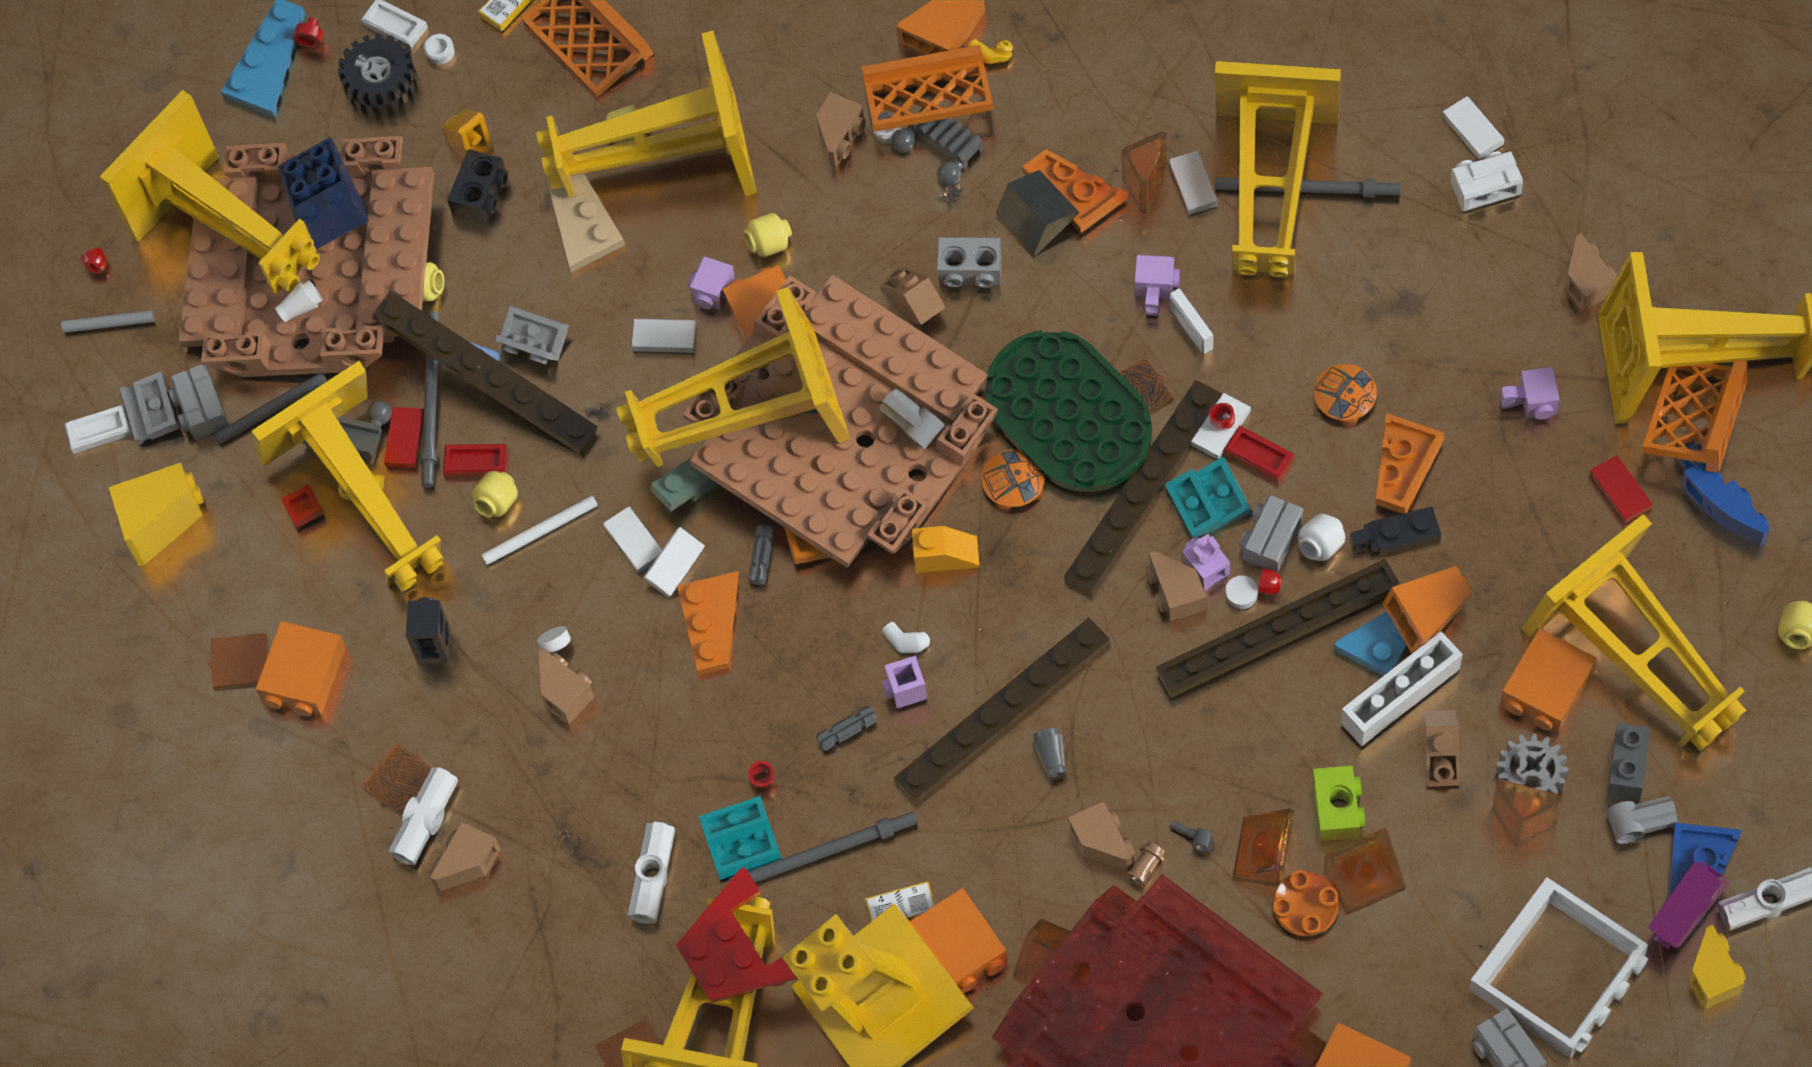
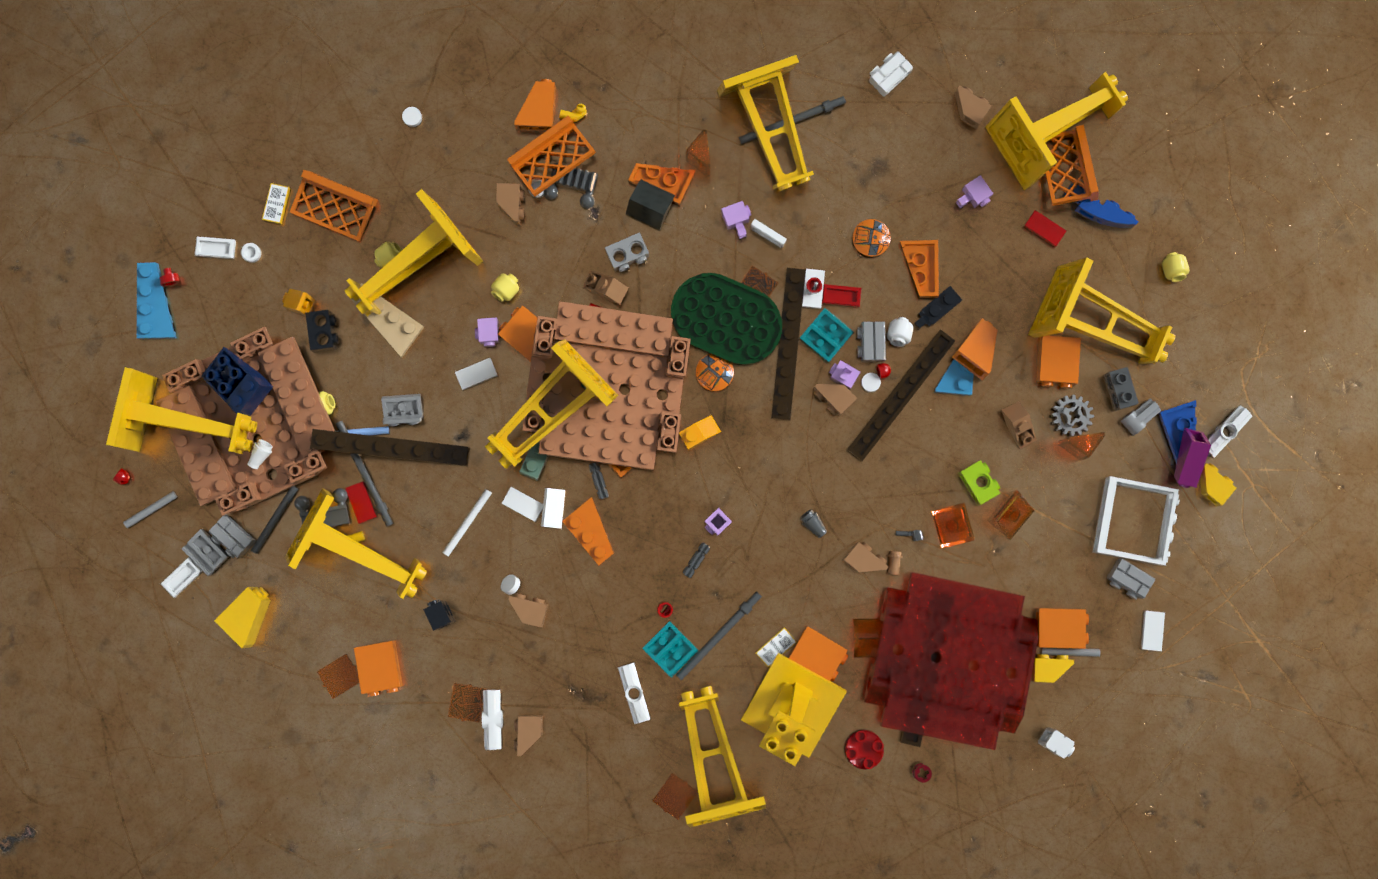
camera: 35 degrees left, 20 degrees up
(302, 506) = (326, 571): red plate -> none
(378, 59) = (217, 278): black wheel -> none
(474, 459) = (408, 497): red tile -> none
(494, 494) = (431, 514): light yellow head -> none
(722, 952) = (706, 732): red wing -> none
(906, 642) = (705, 495): white arm -> none
(917, 423) = (651, 369): light grey piece -> none
(1002, 710) = (775, 510): dark brown plate -> none
(1193, 182) = (727, 145): white tile -> none
(1305, 903) = (988, 546): orange dish -> none
(1401, 688) = (985, 403): white brick -> none
(1473, 127) = (866, 42): white tile -> none

